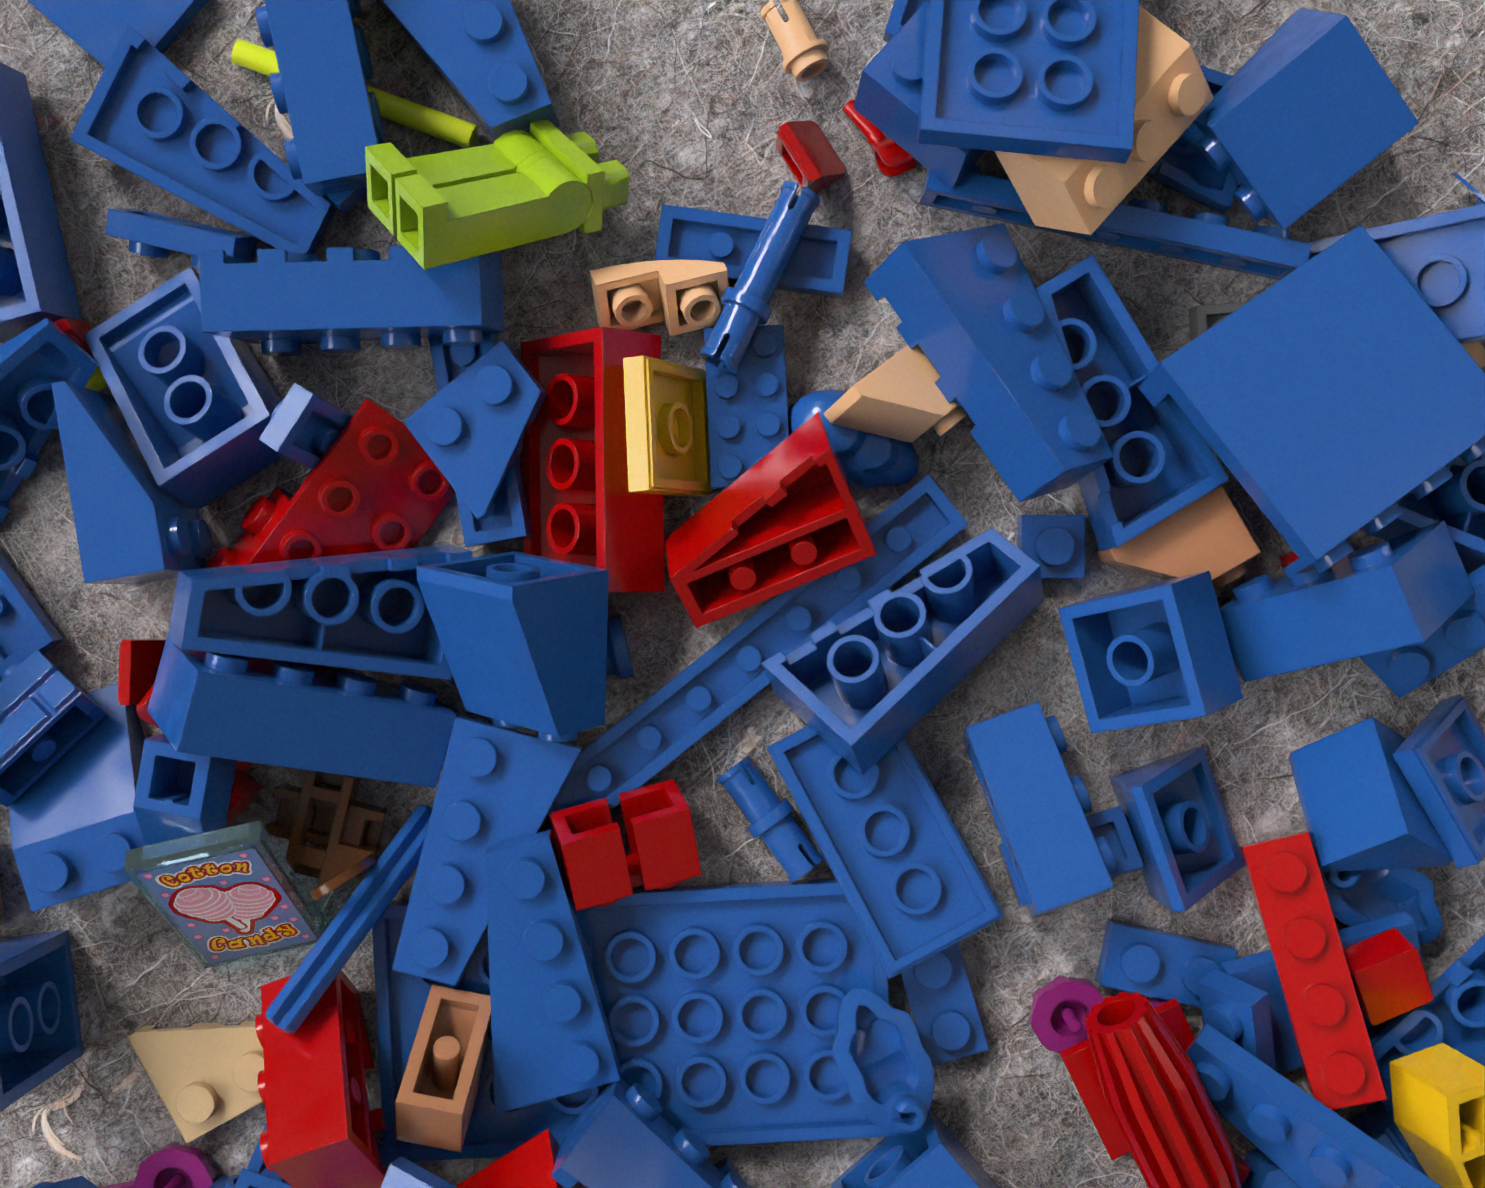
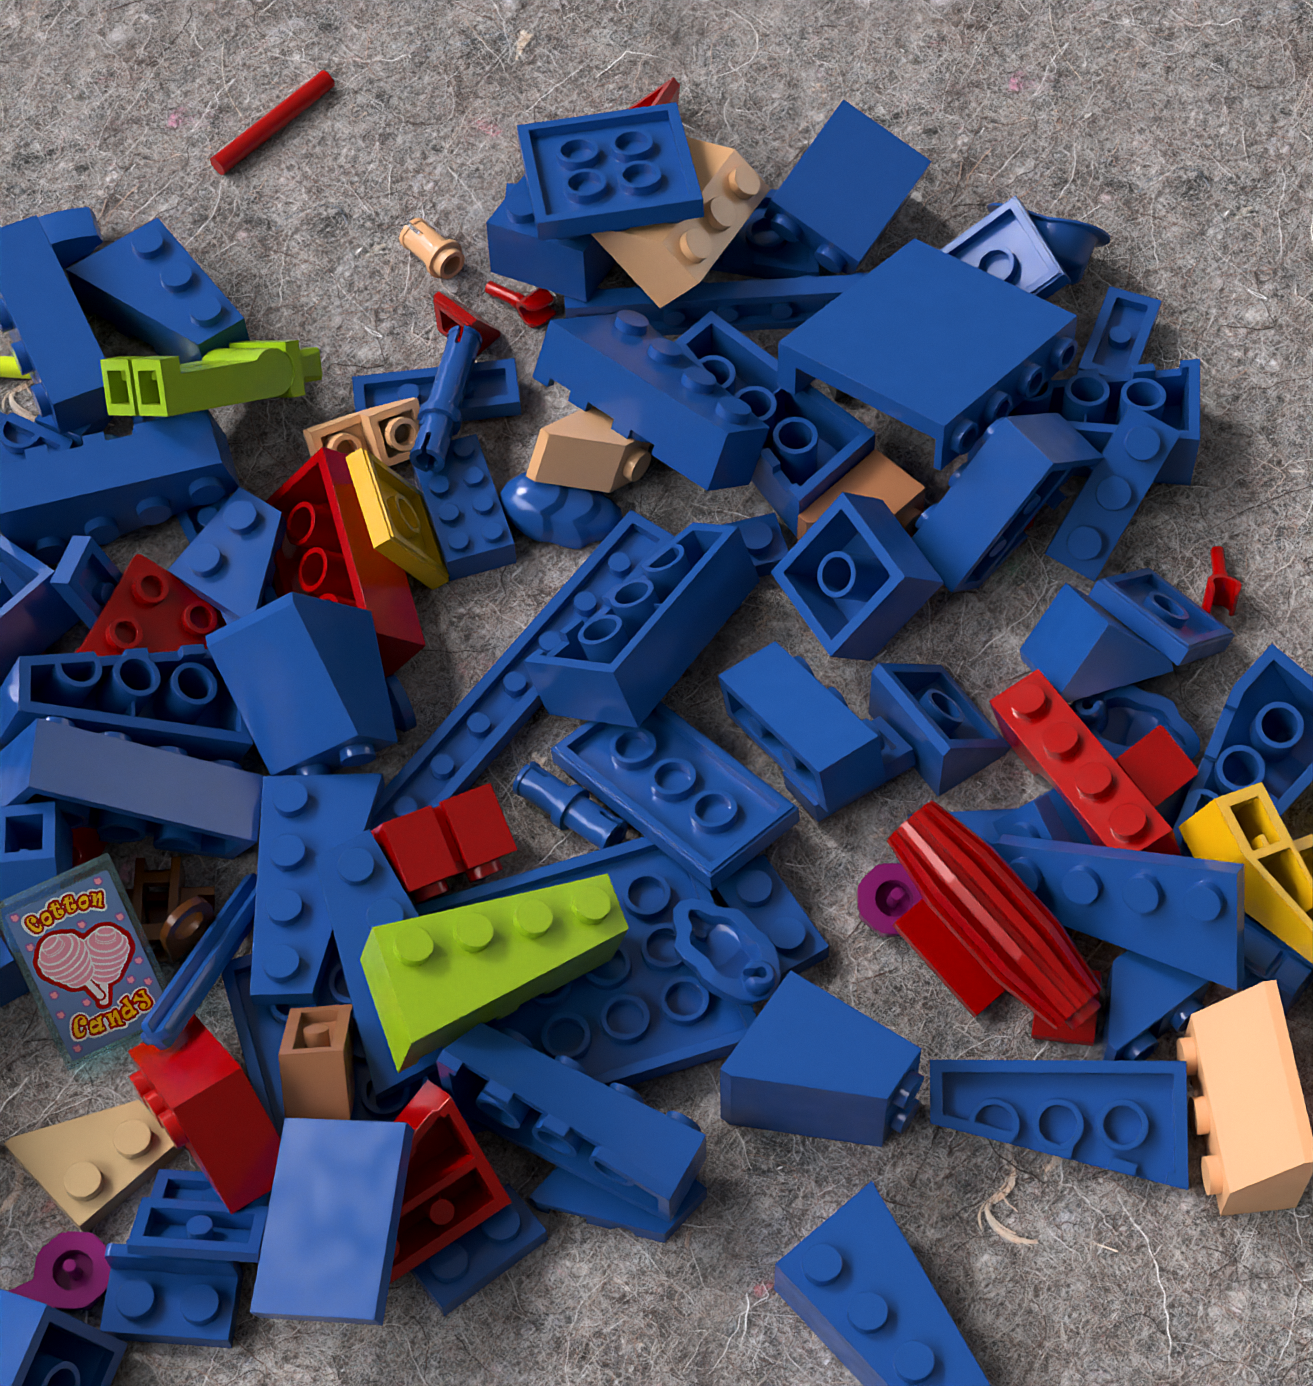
camera: 15 degrees left, 30 degrees down
(634, 1036) = (484, 960): none -> lime wedge
(769, 530) = (506, 564): red wedge -> none

